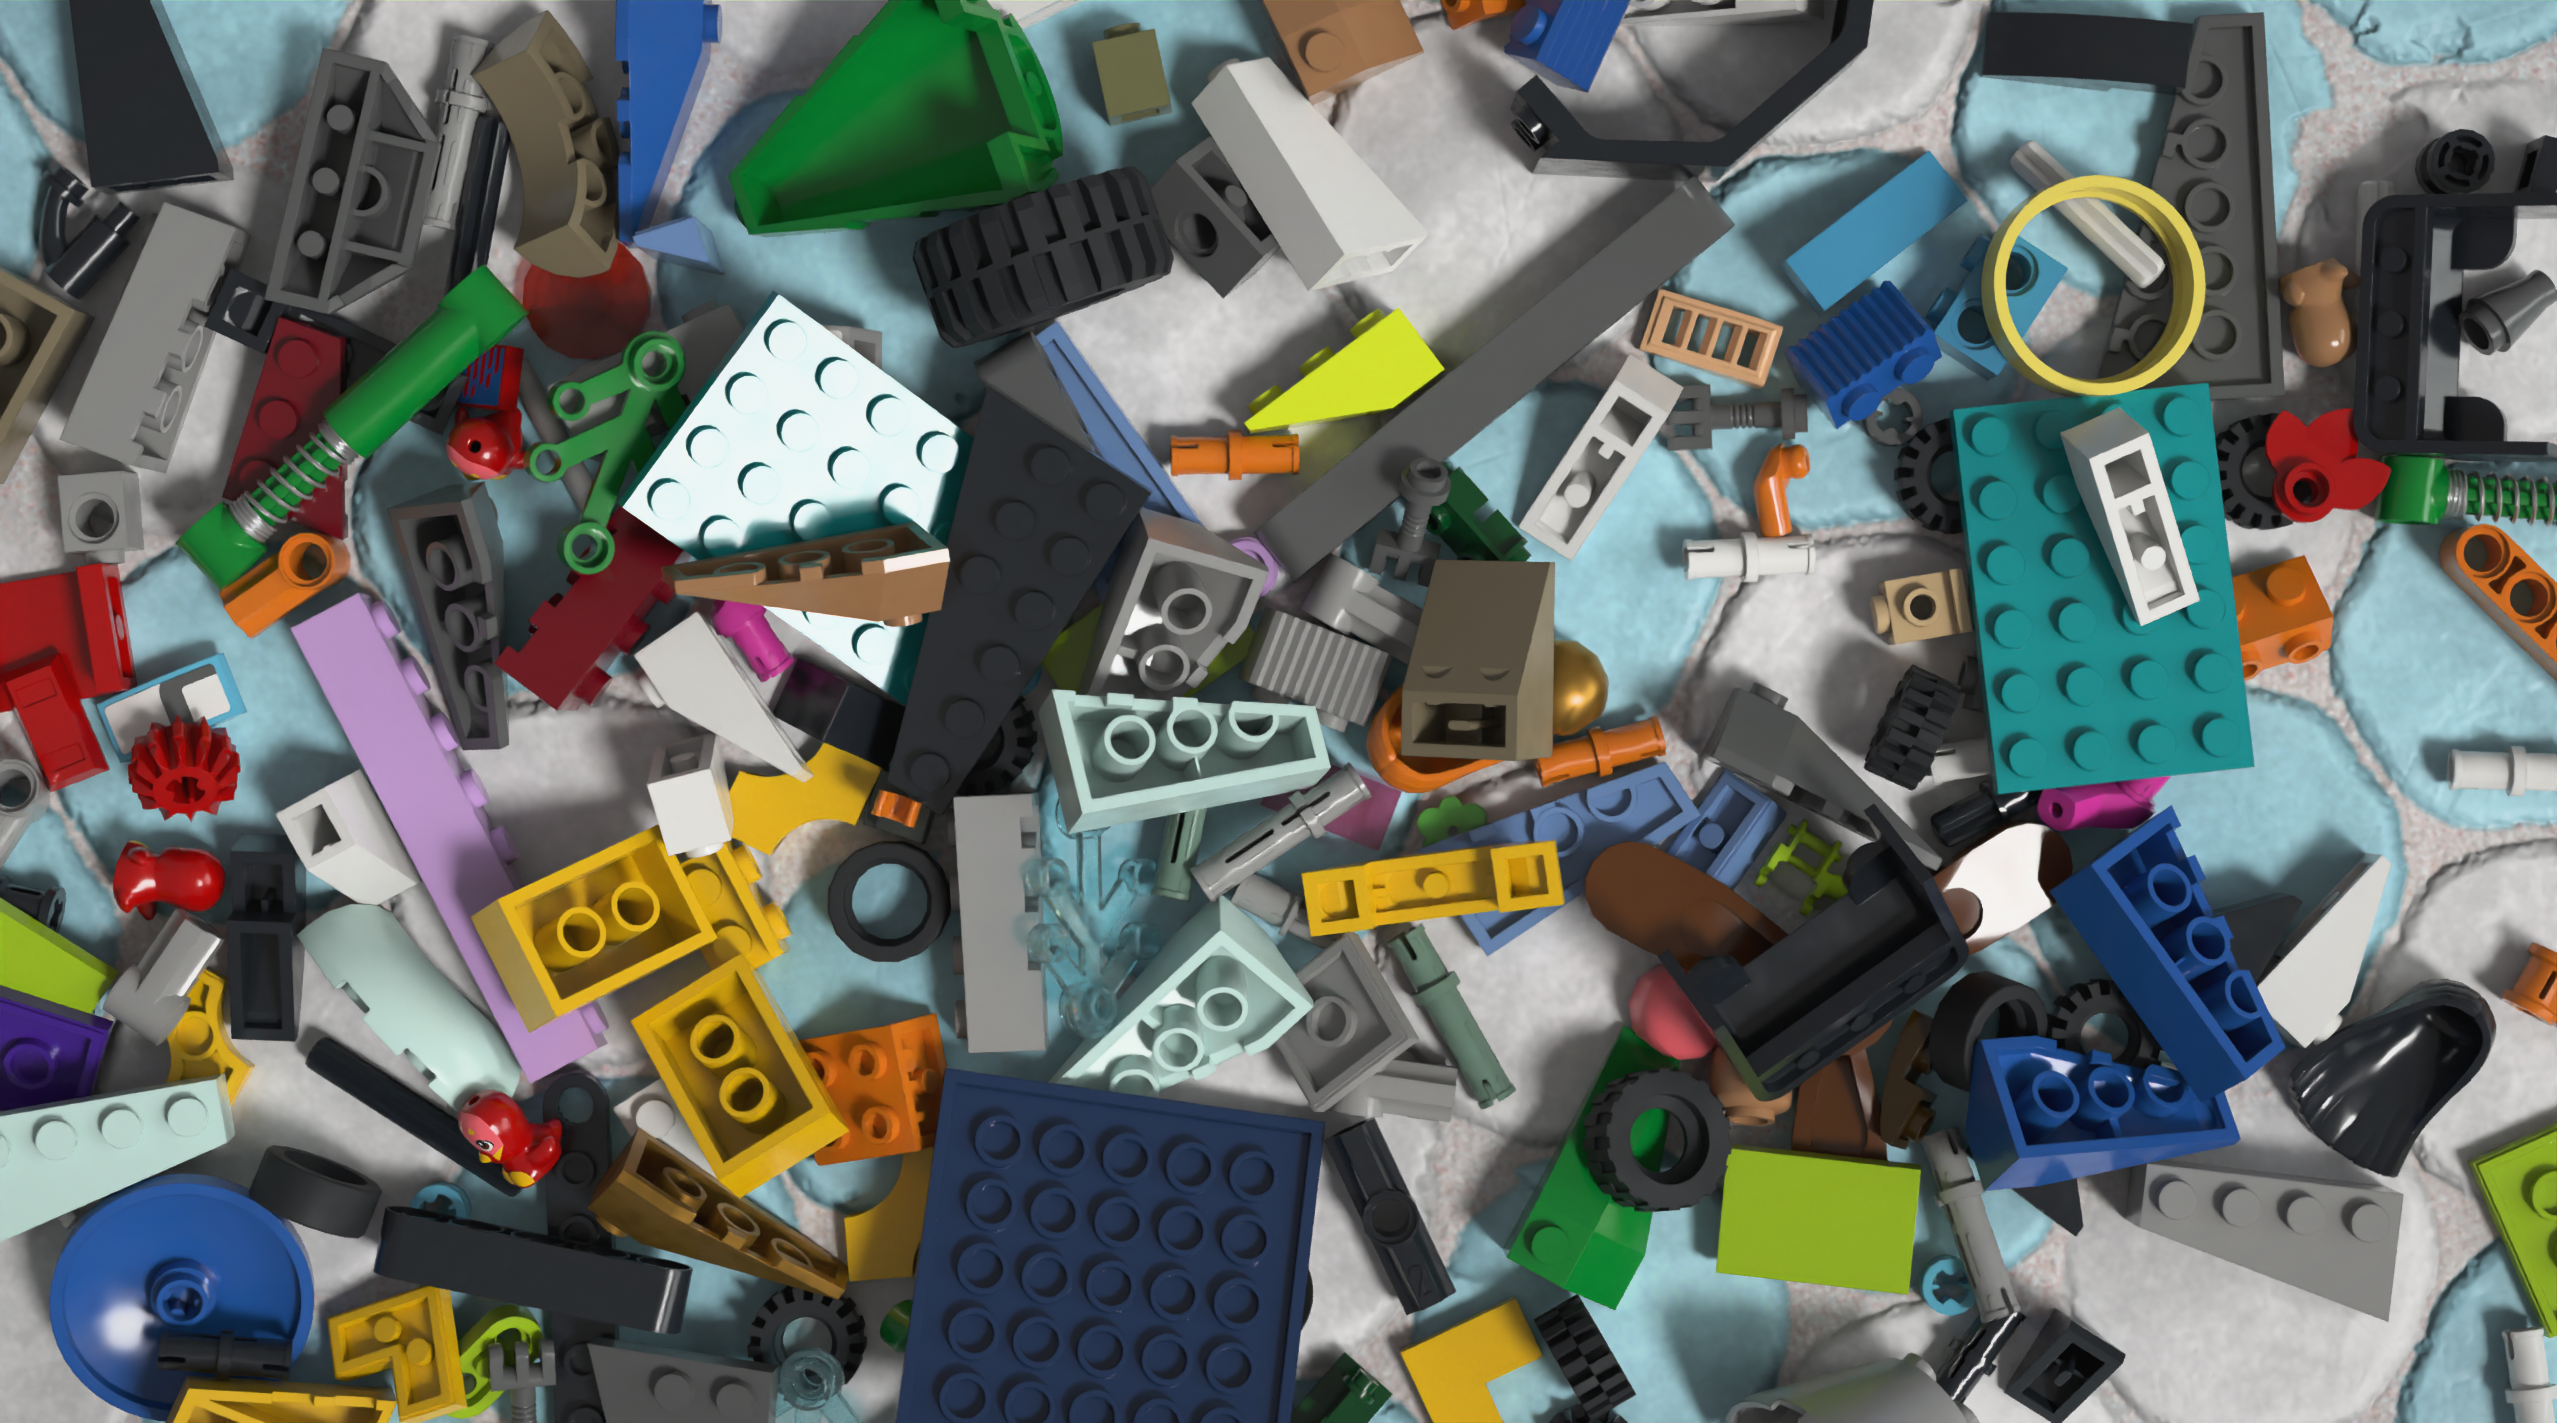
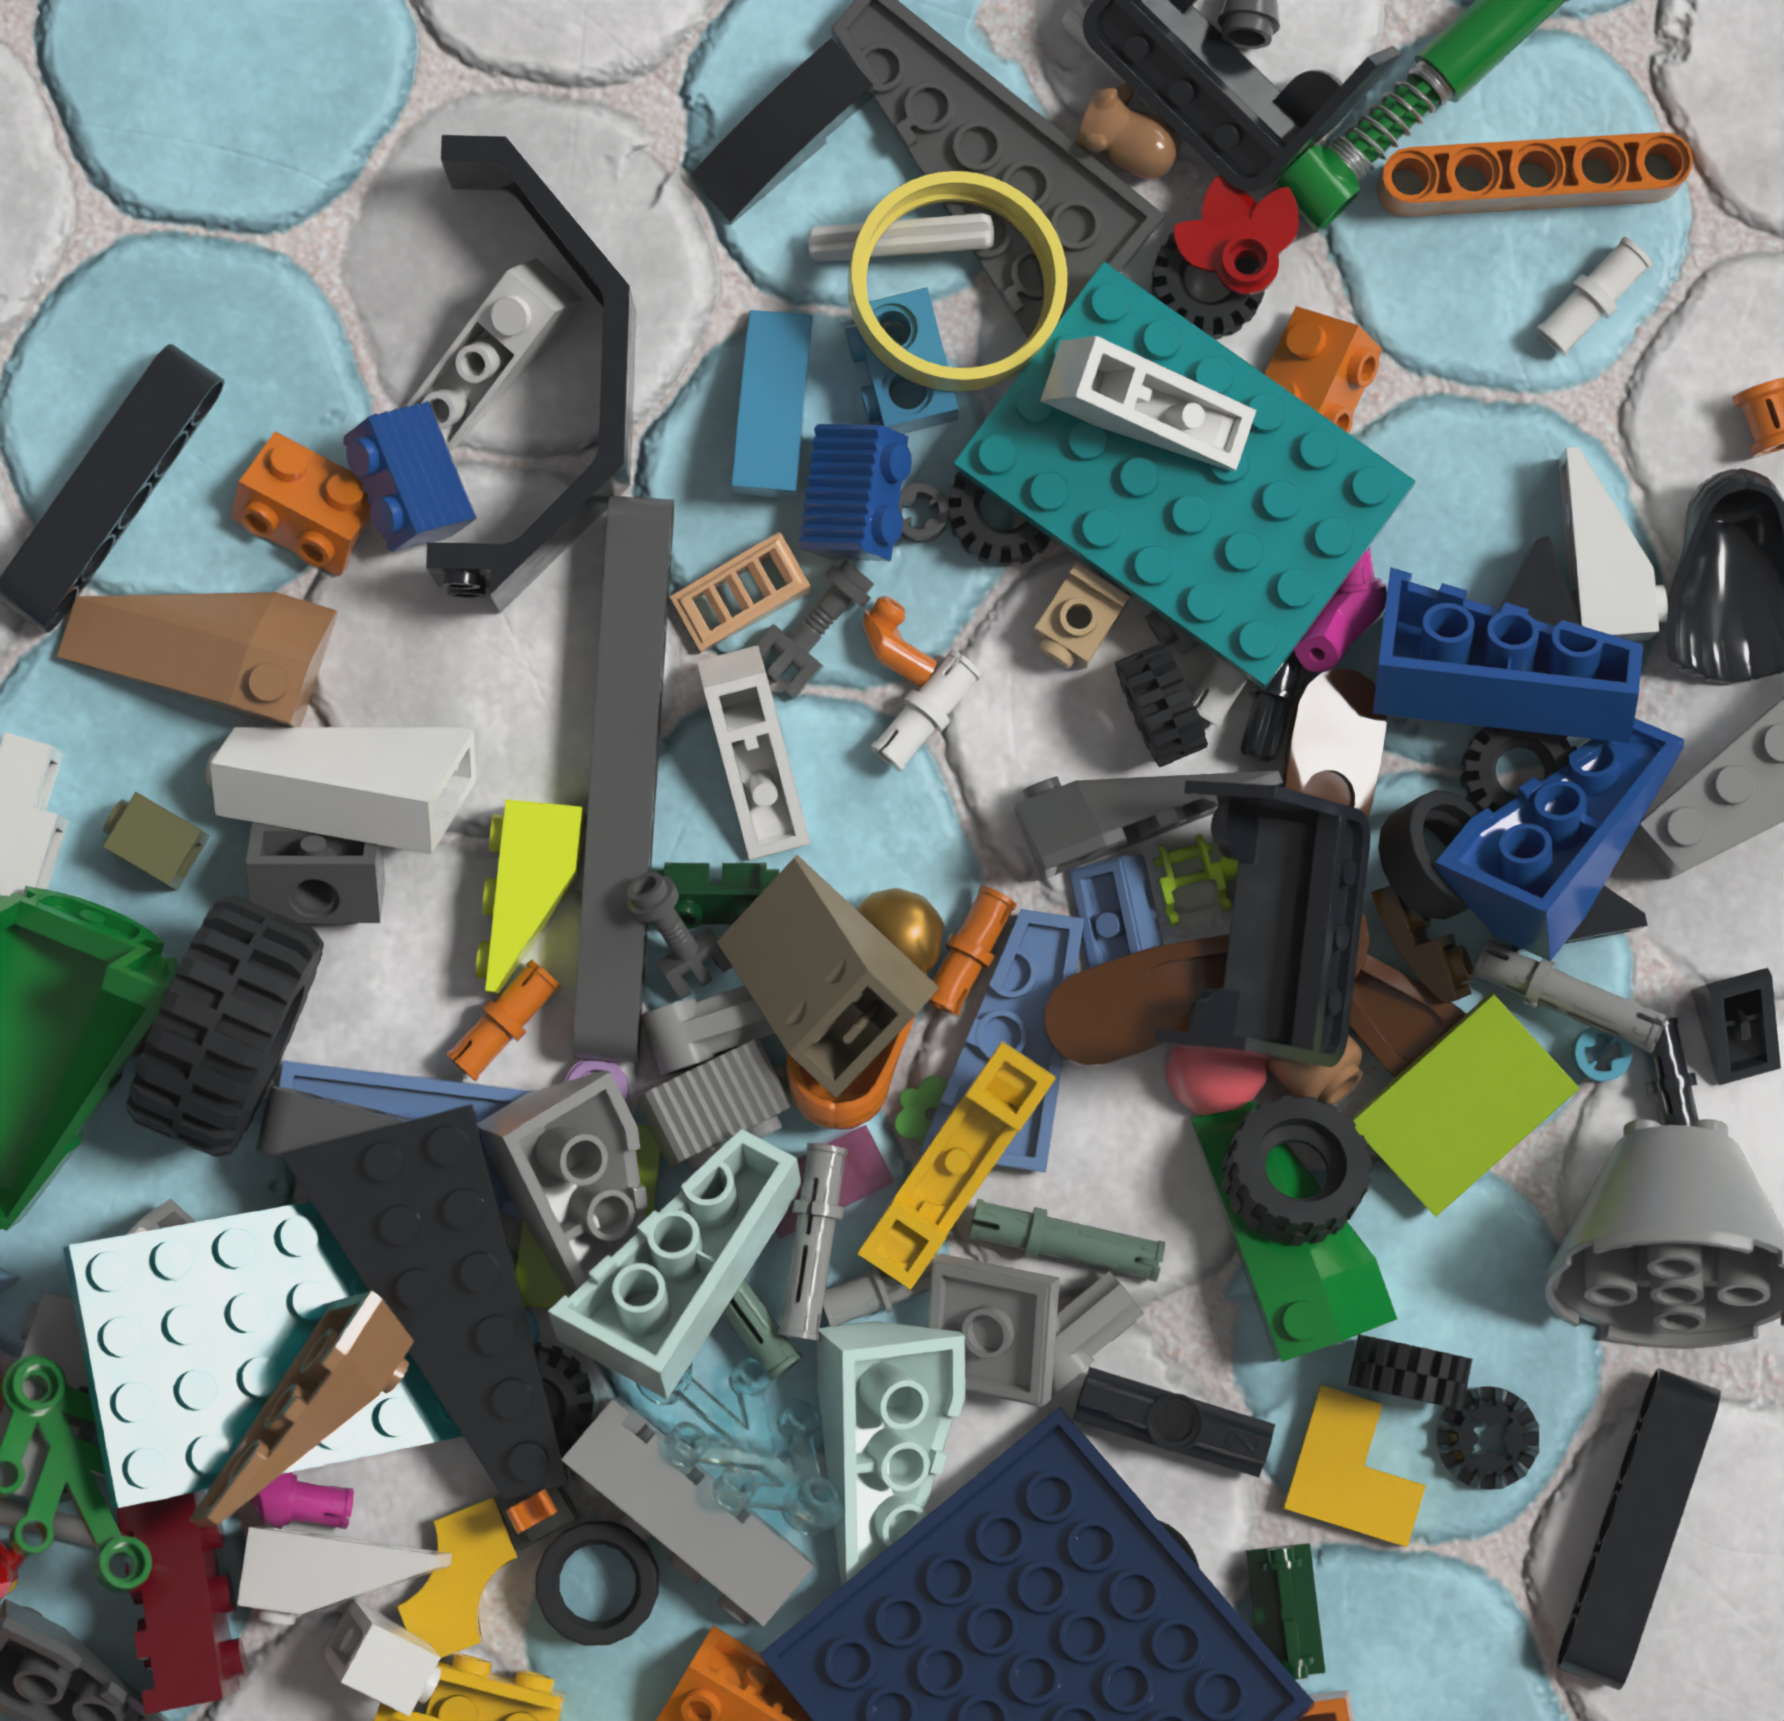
camera: 50 degrees left, 5 degrees down
(840, 713) = (424, 1490): black slope -> none

